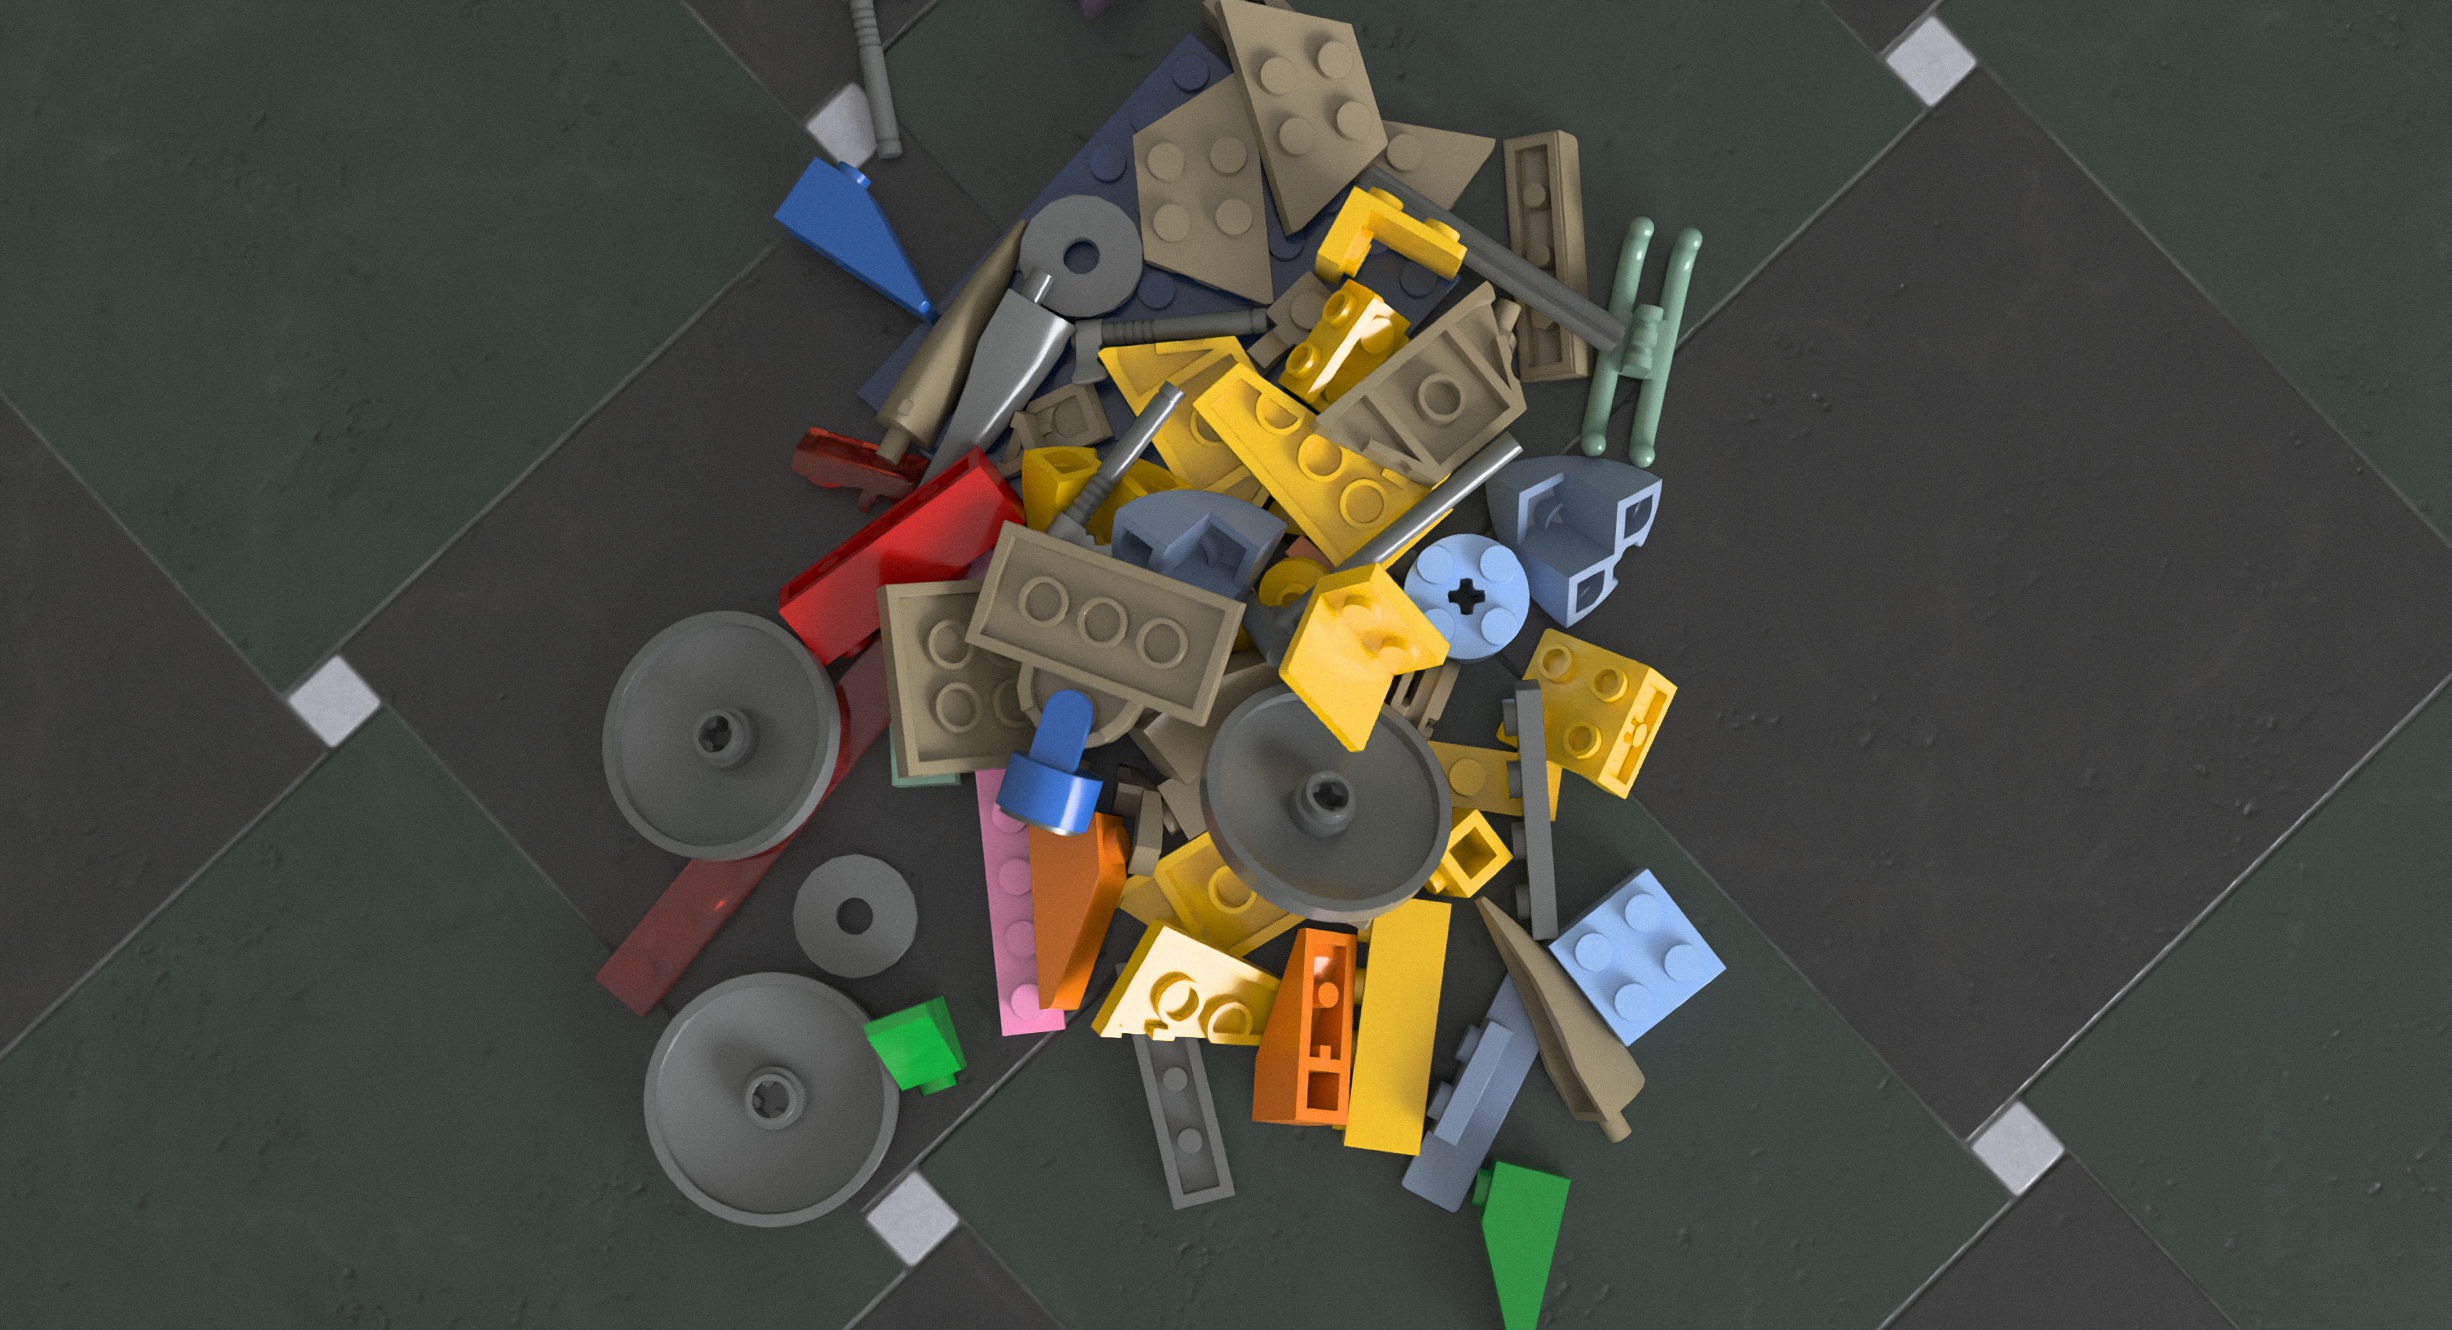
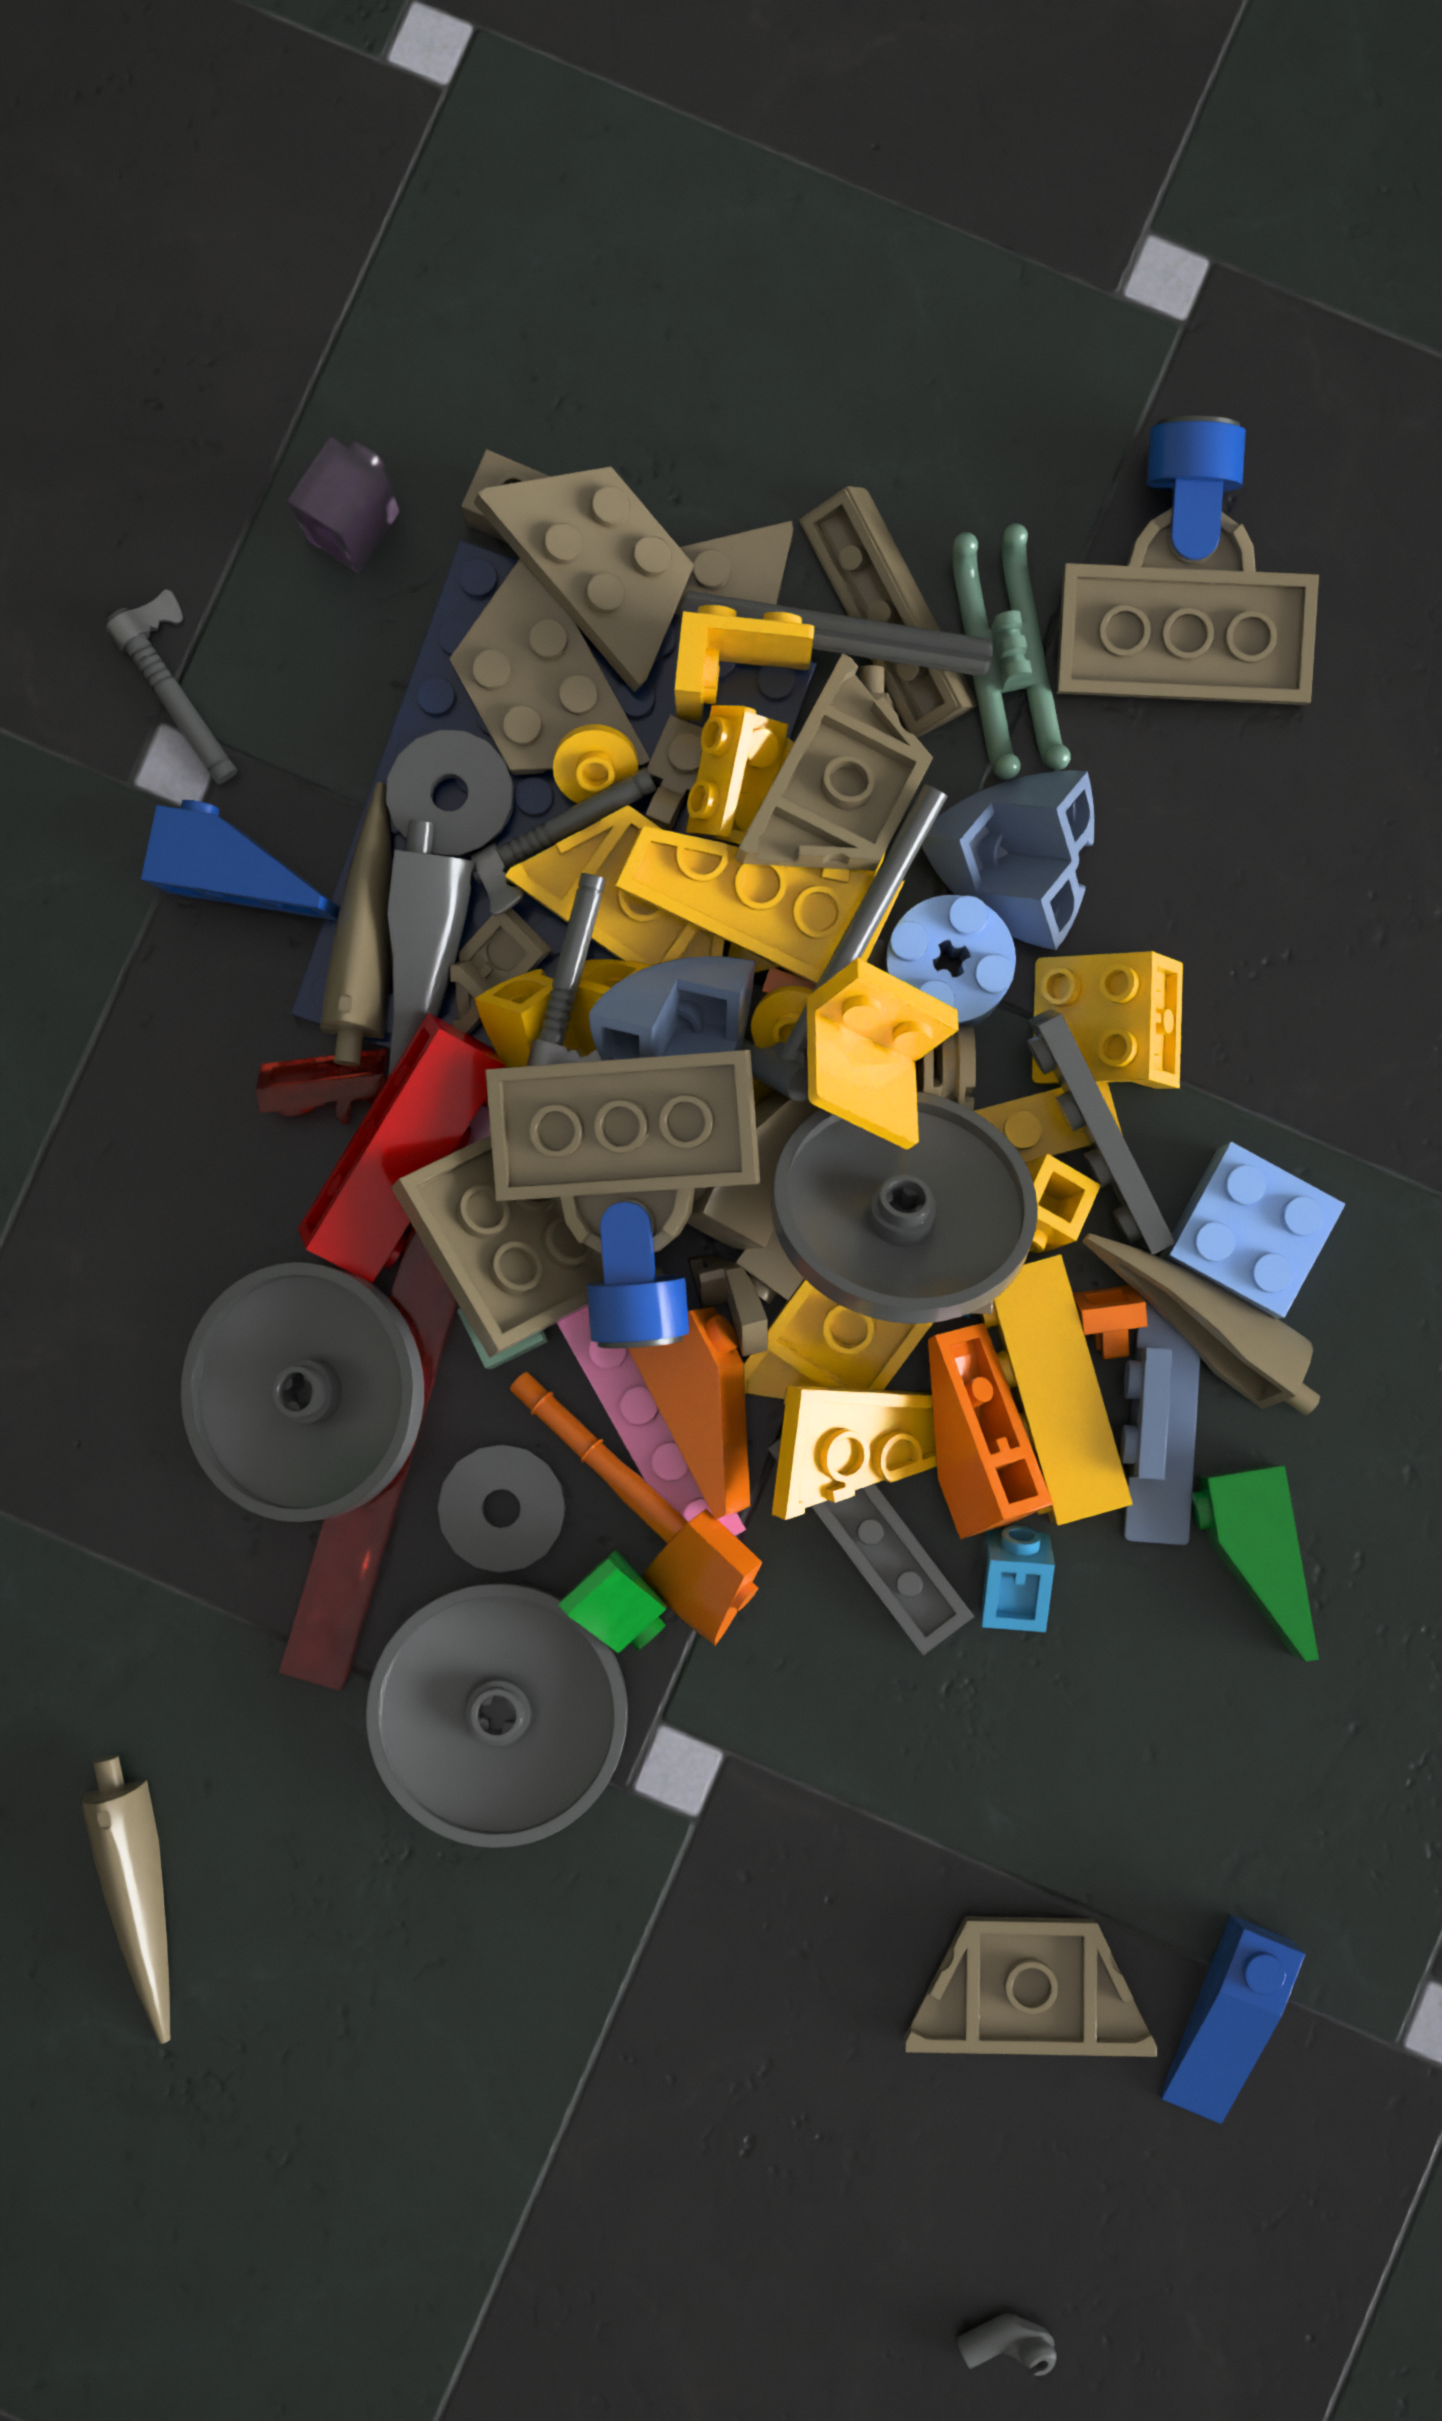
camera: 20 degrees left, 0 degrees up
(385, 1102) = (130, 1876): none -> dark tan piece
(1011, 1045) = (703, 1568): none -> orange piece
(1221, 282) = (592, 760): none -> yellow piece
(1288, 1178) = (1017, 1579): none -> dark azure bracket
(1472, 976) = (1109, 1315): none -> orange tile
(1822, 365) = (1189, 605): none -> dark tan plate

